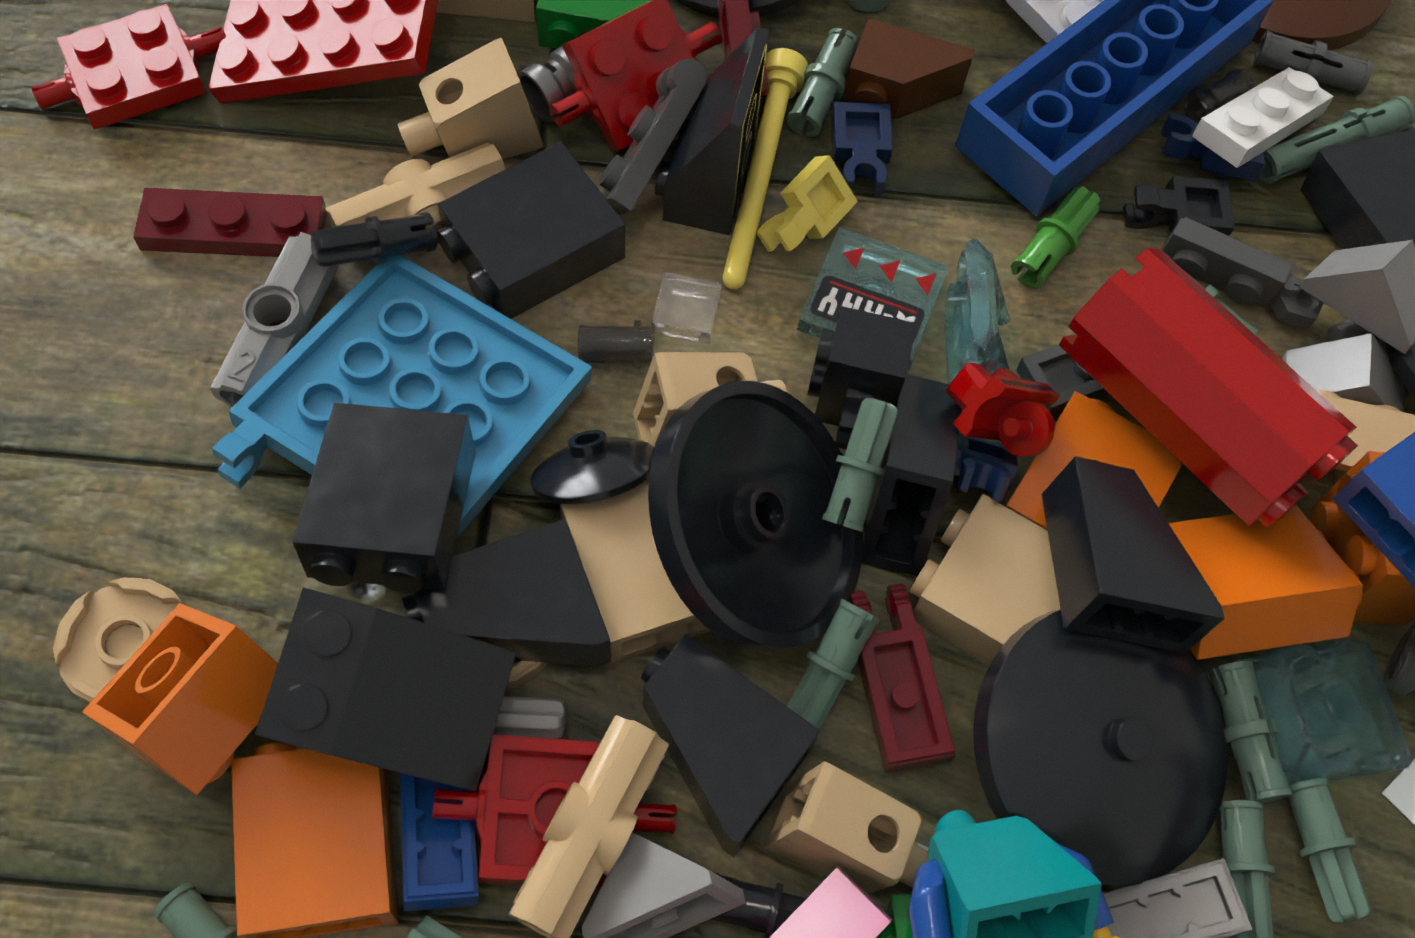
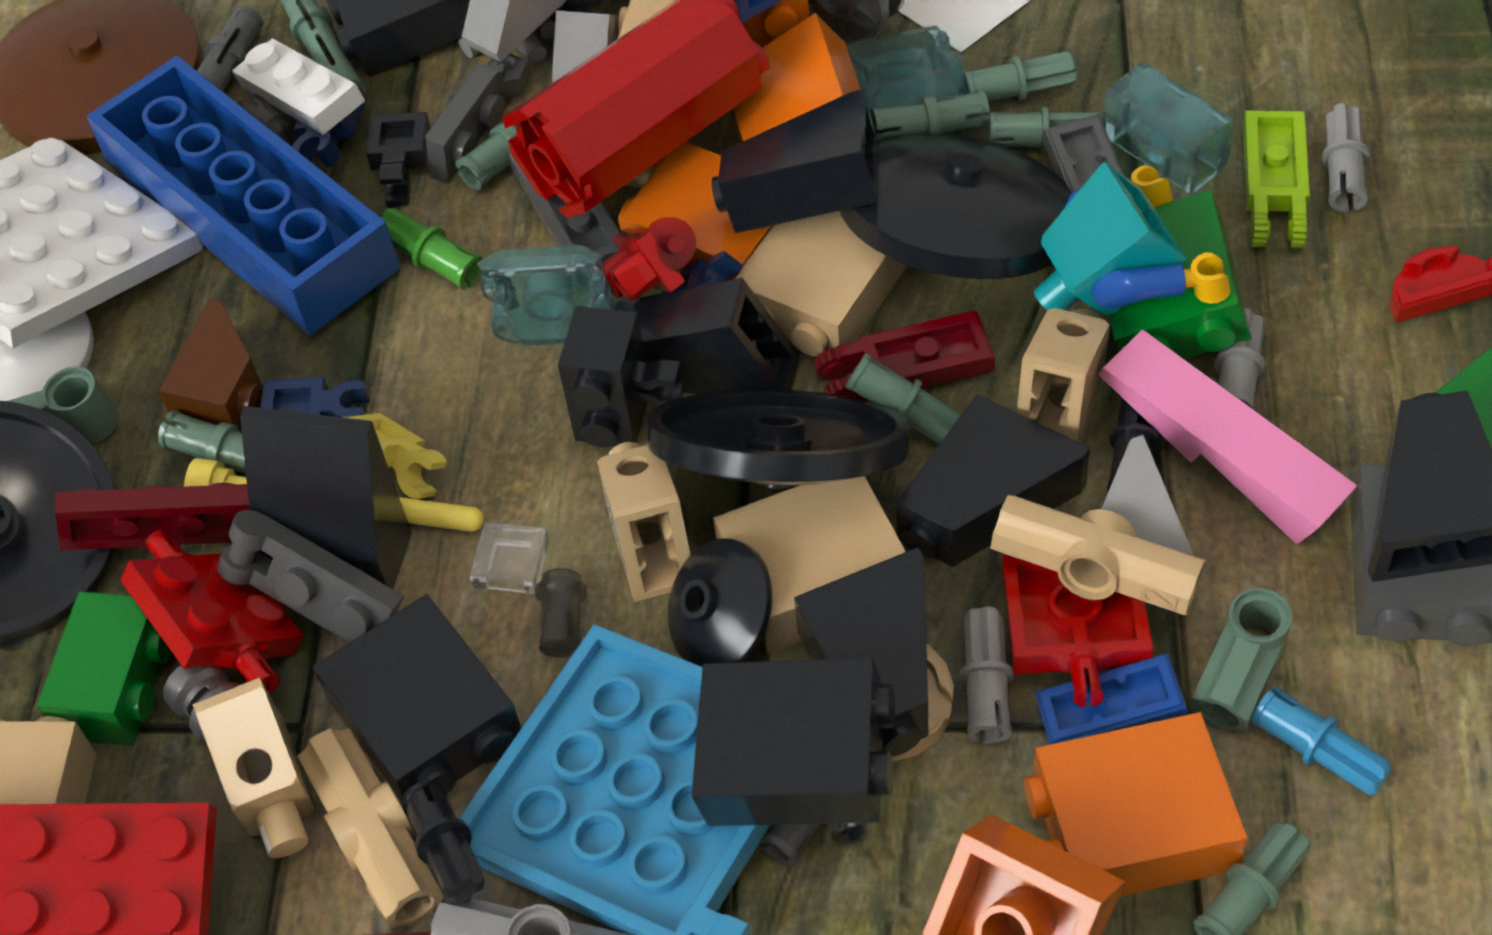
camera: 80 degrees left, 10 degrees down
(386, 691) = (999, 730): black slope -> none
(862, 463) = (717, 362): sand green axle -> none
(875, 280) = (494, 399): clear light blue tile -> none

